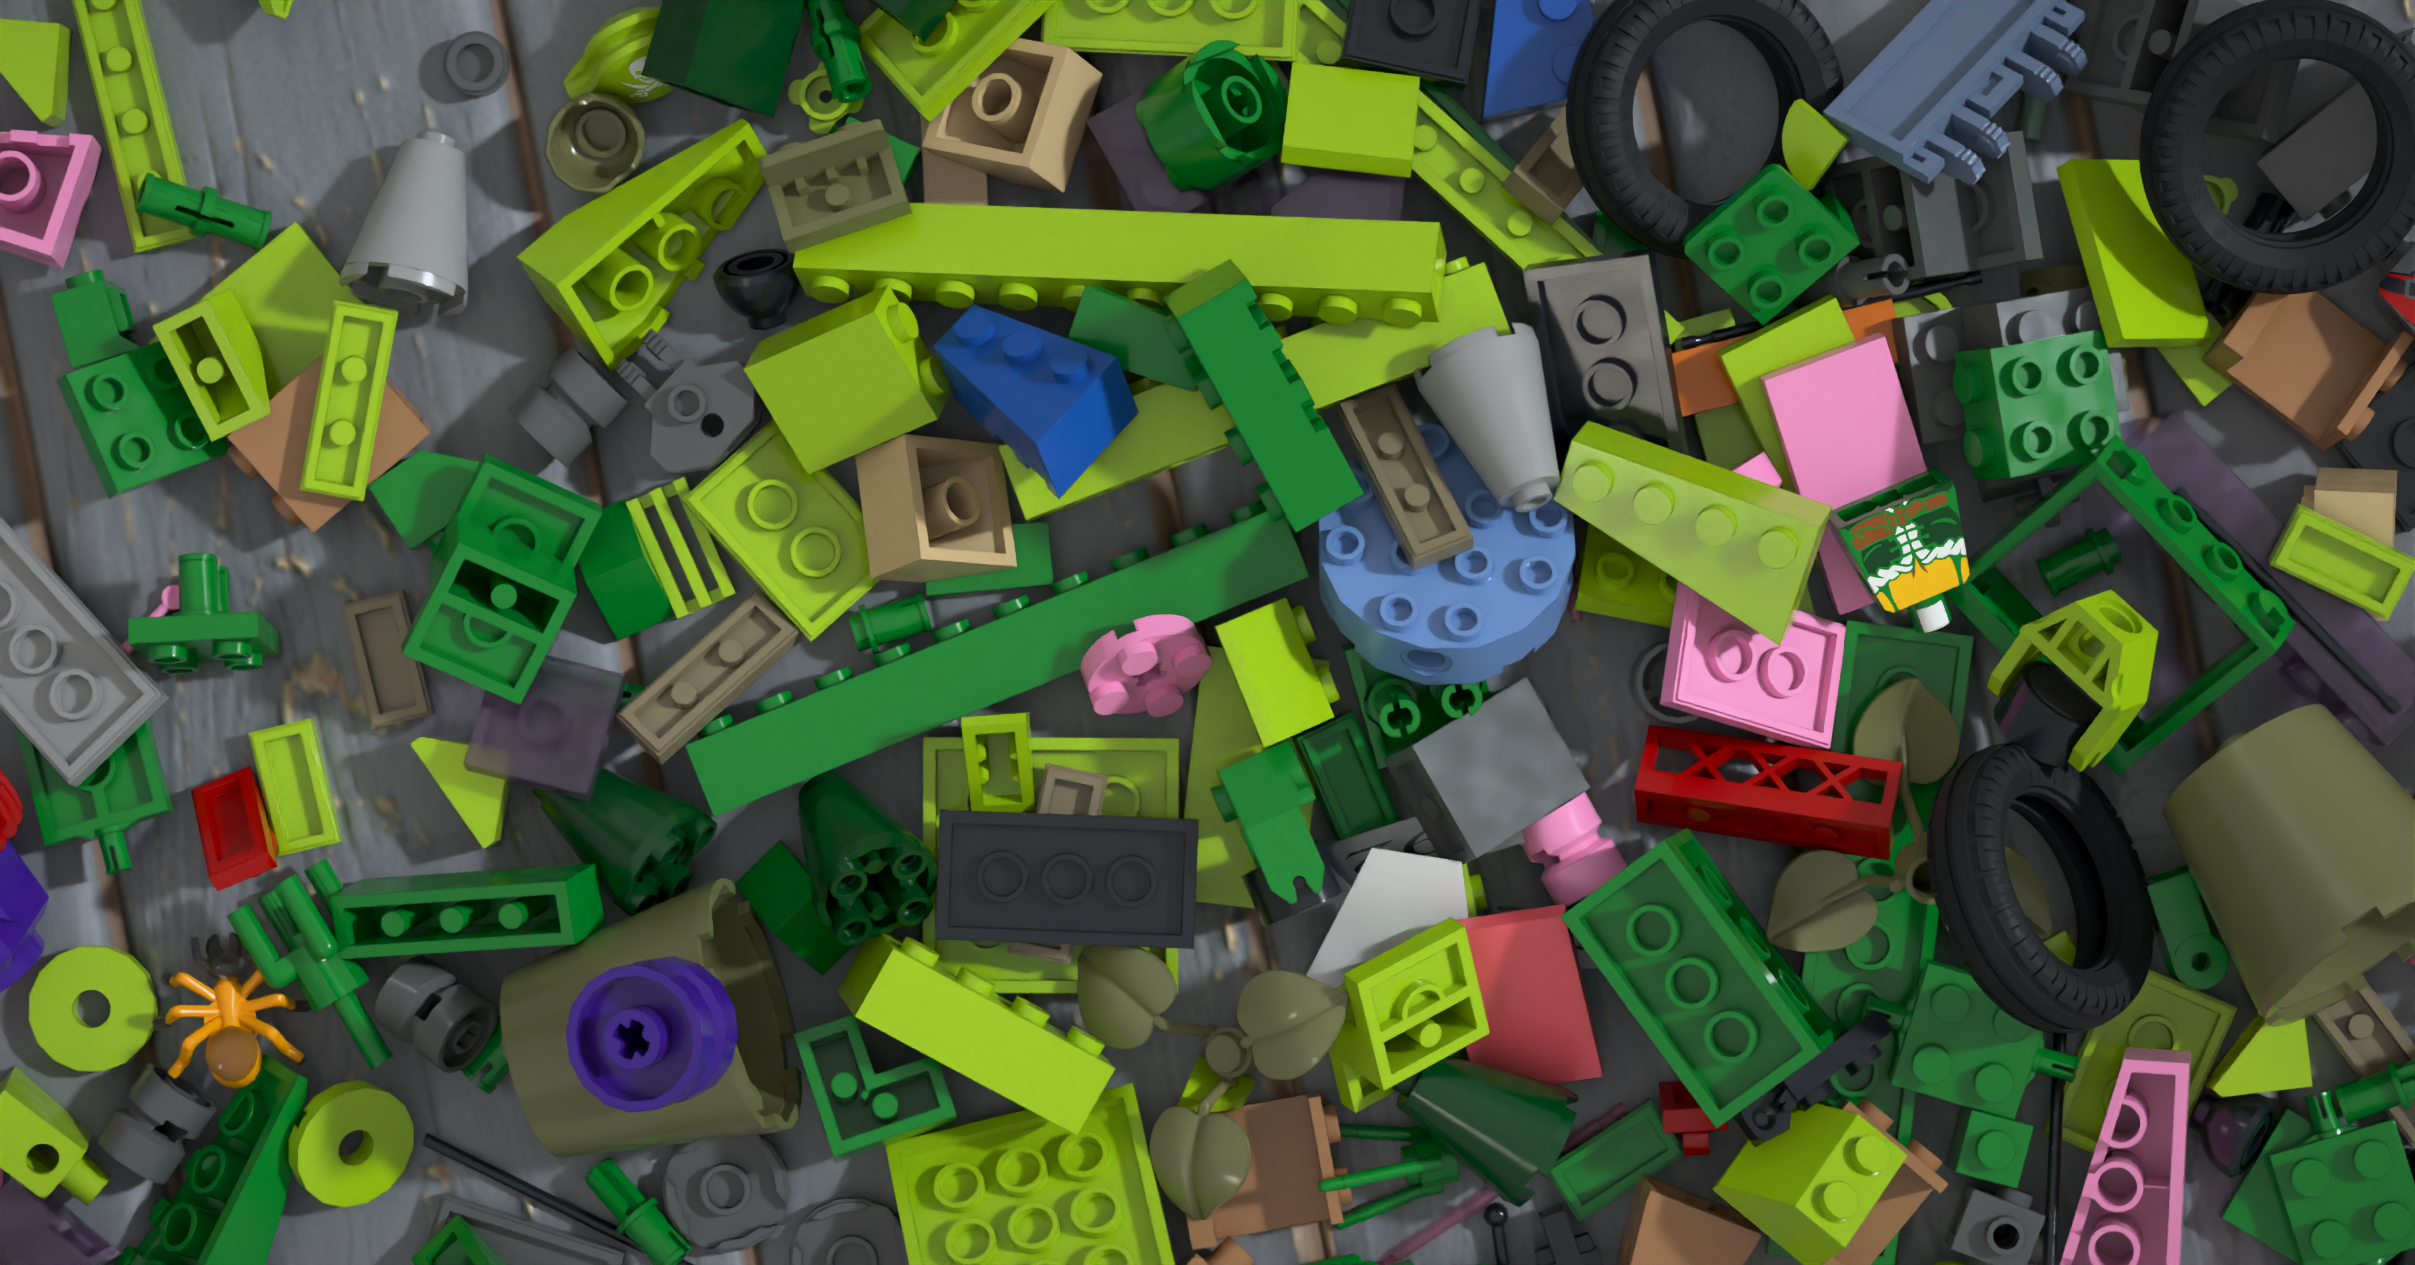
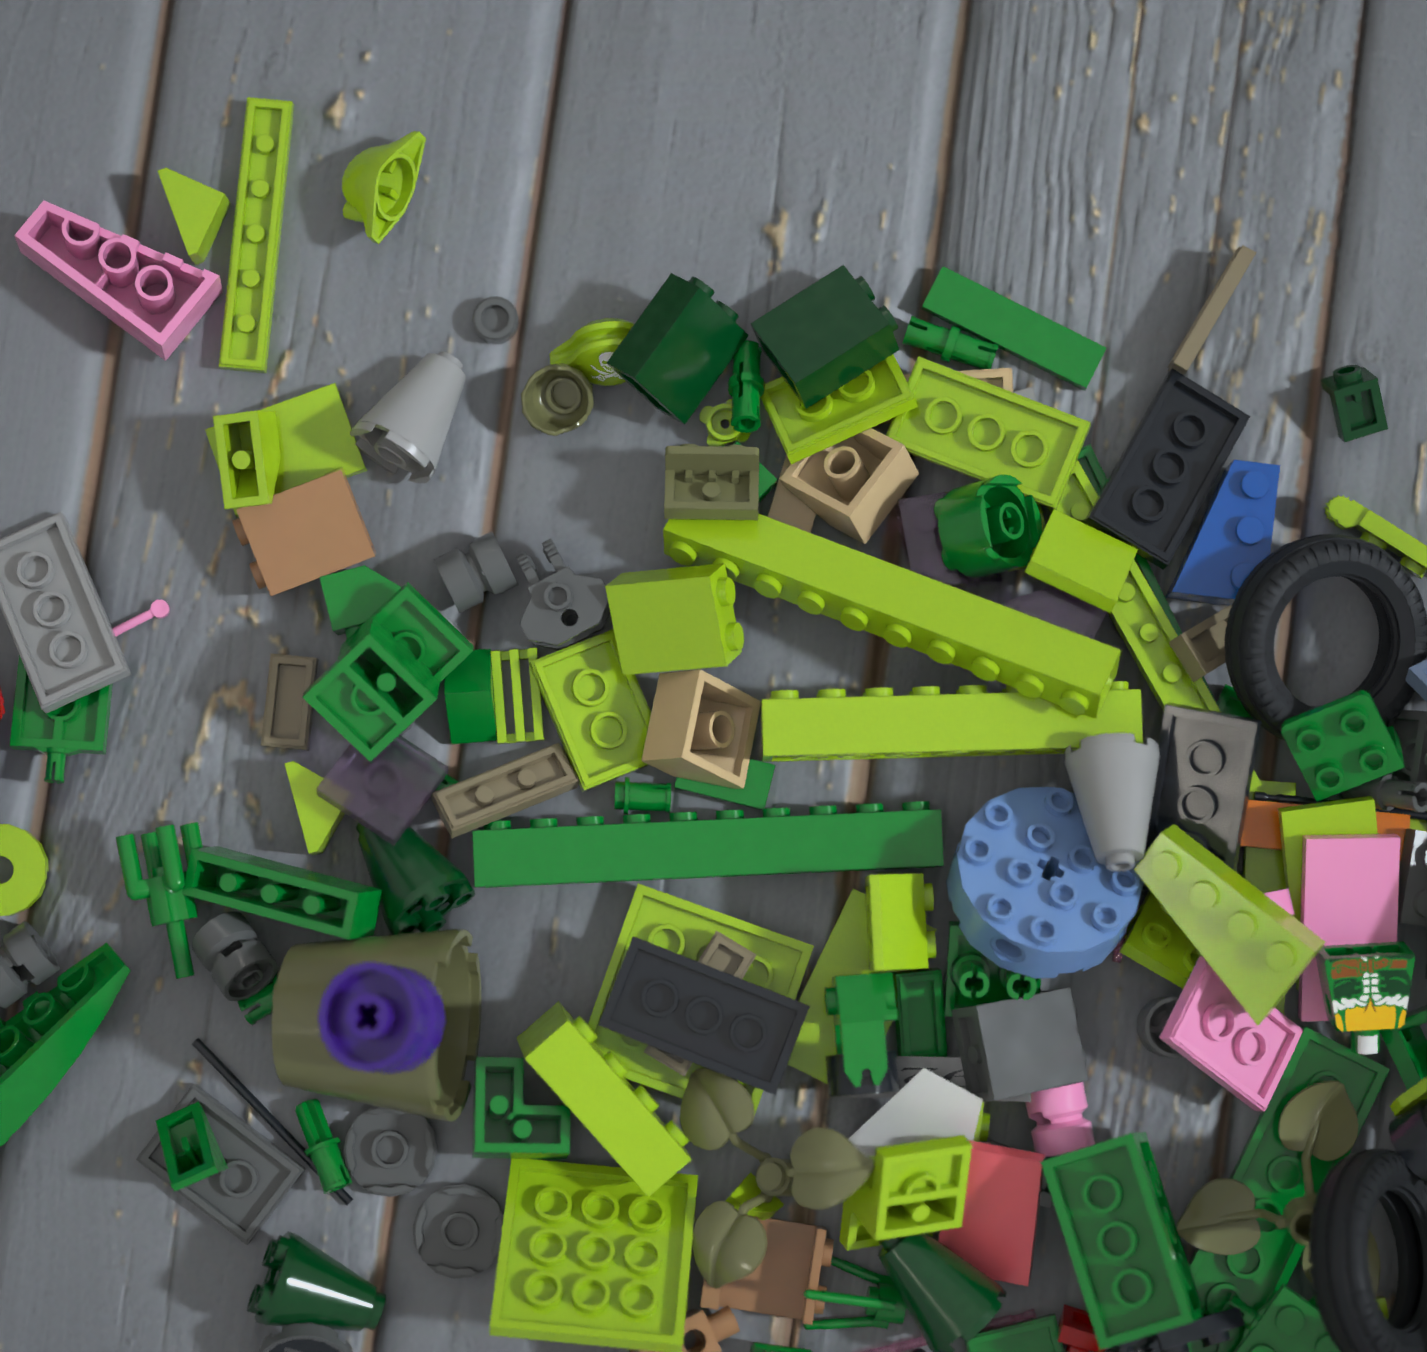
camera: 20 degrees right, 5 degrees down
(94, 319) = (175, 403): green window -> none
(137, 420) = (179, 477): green plate -> none
(203, 211) = (275, 354): green pin -> none
(204, 626) = (173, 634): green plate -> none
(231, 1019) = (92, 910): animal -> none
(234, 829) = (142, 780): red tile -> none
(295, 786) = (194, 767): lime tile -> none
(348, 399) = (328, 513): lime tile -> none
(376, 1162) = (151, 1047): lime tile -> none
(631, 249) = (555, 480): lime wedge -> none
(758, 286) = (634, 535): black brick -> none
(783, 900) = (511, 972): green slope -> none
(861, 862) = (565, 954): dark green cone -> none
(999, 762) = (685, 917): lime slope -> none
(1036, 392) = (802, 670): blue wedge -> none
(1133, 336) = (887, 658): green slope -> none
(1145, 667) = (809, 888): bright pink plate -> none
(1261, 396) = (957, 726): green wedge -> none
(1403, 476) = (1034, 817): dark tan tile -> none
(1764, 812) = (1208, 1141): red fence -> none
(1810, 143) = (1392, 686): lime tile -> none

